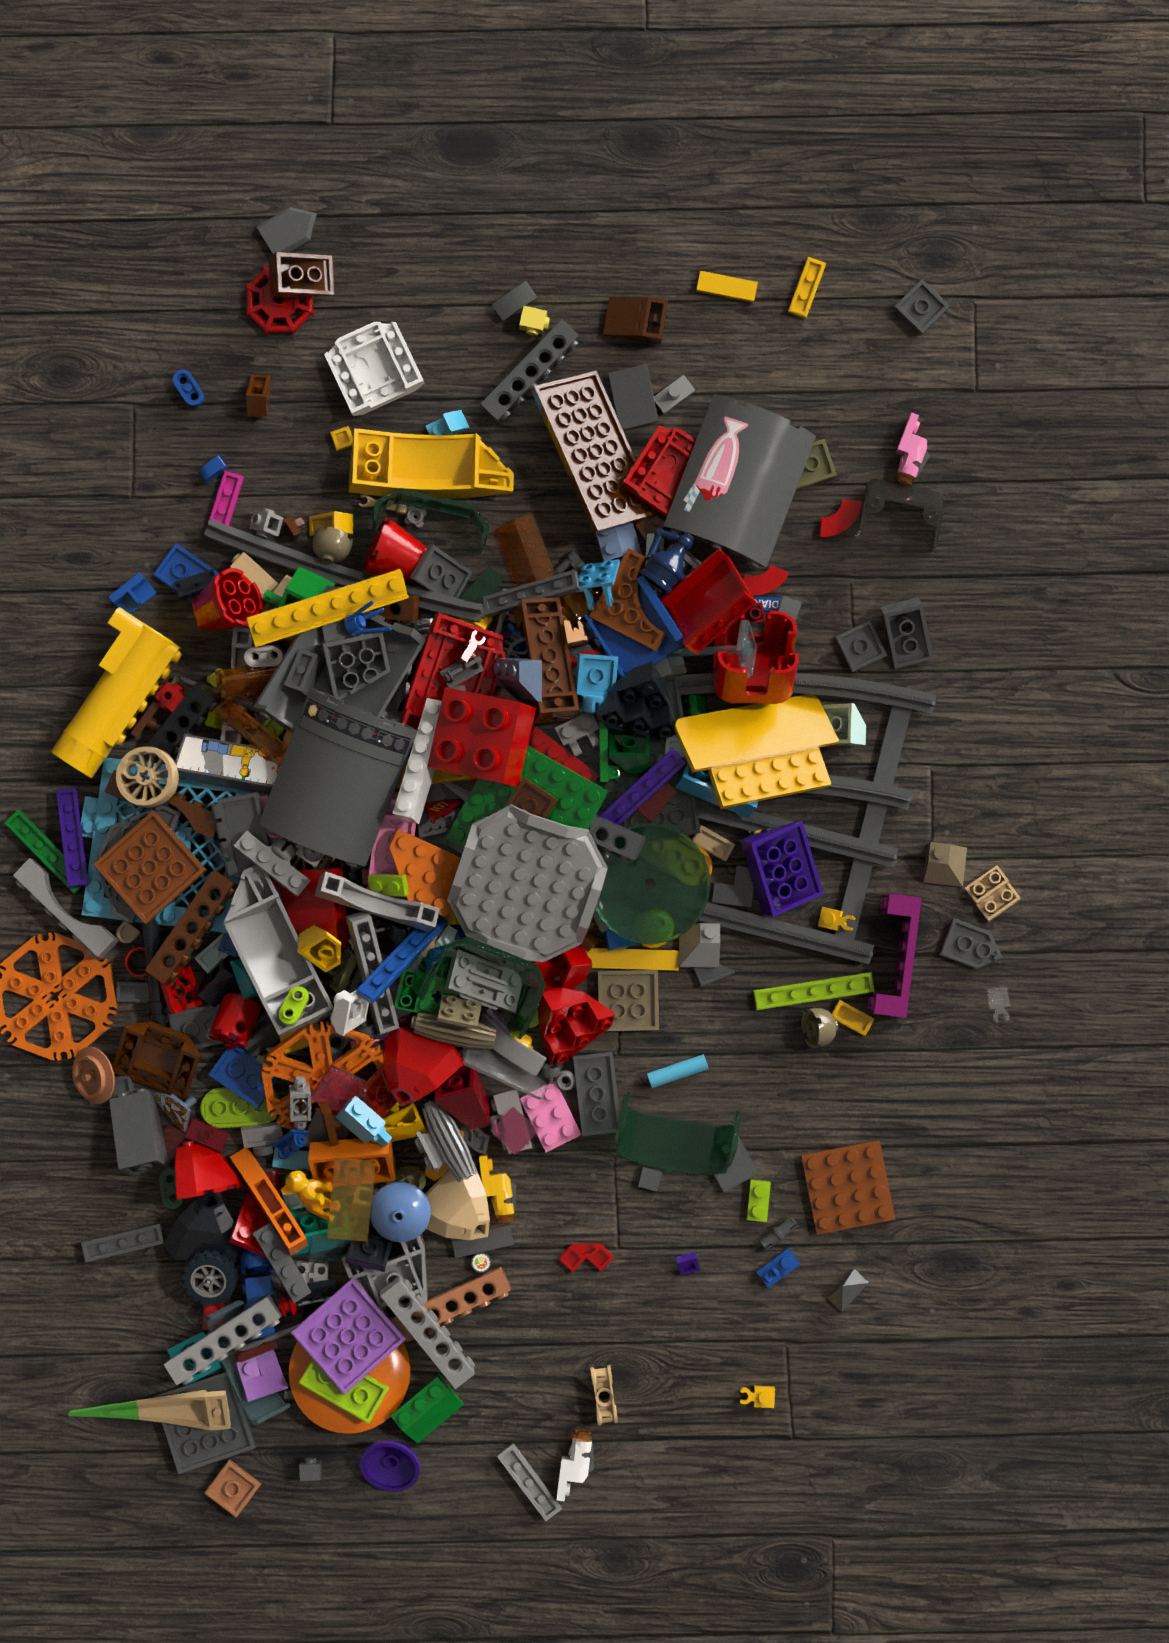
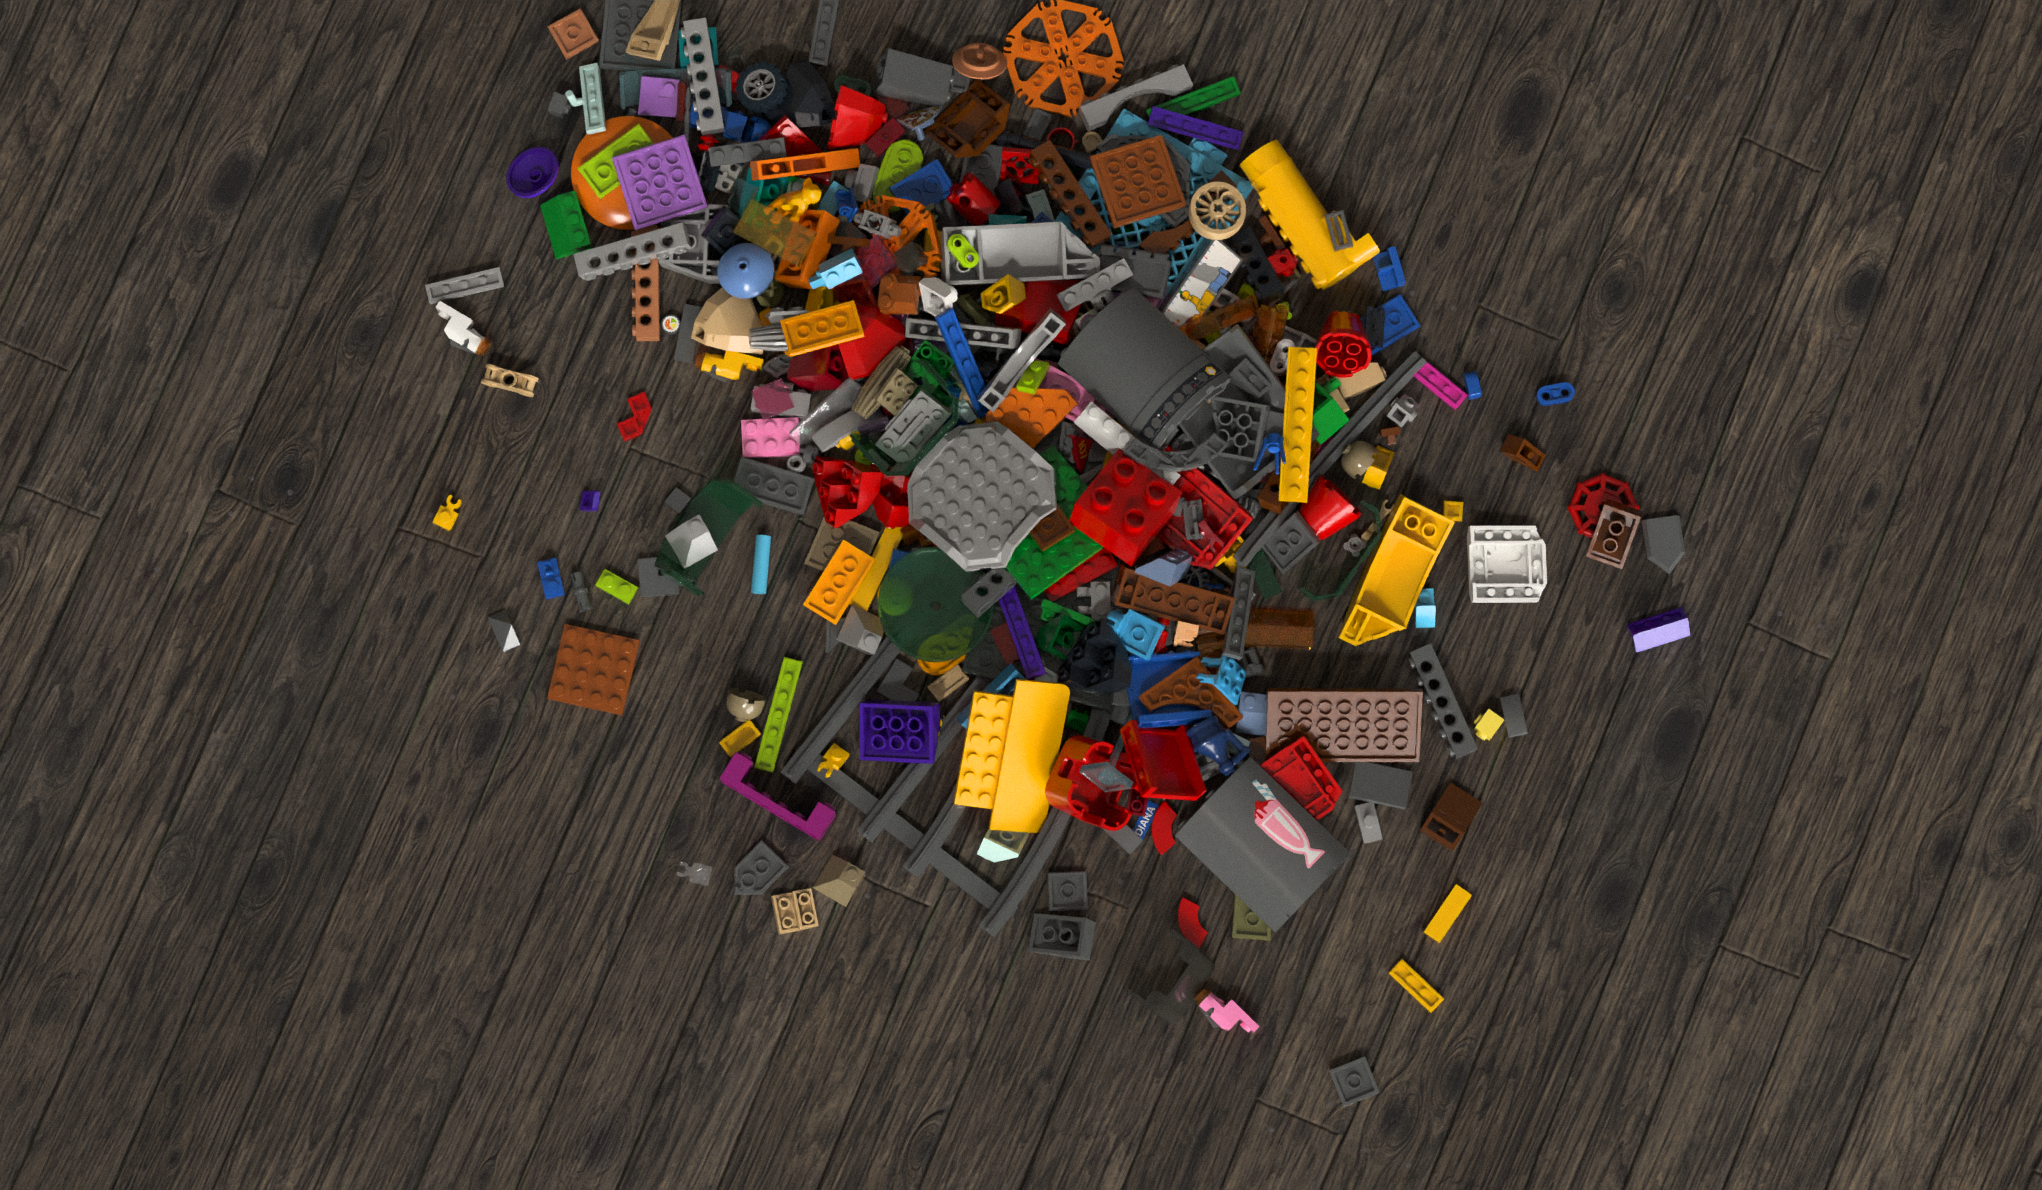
camera: 115 degrees right, 5 degrees down
(119, 660) = (1342, 246): none -> dark grey tile
(290, 1441) = (591, 98): none -> light aqua plate
(321, 1055) = (910, 257): none -> clear smoke brick
(361, 1050) = (899, 294): none -> dark orange slope
(373, 200) = (1659, 629): none -> panel
(415, 706) = (1176, 460): none -> dark grey tile
(428, 1110) = (822, 328): none -> light orange plate
(664, 987) = (839, 582): none -> light orange plate
(686, 1147) = (691, 541): none -> light grey slope

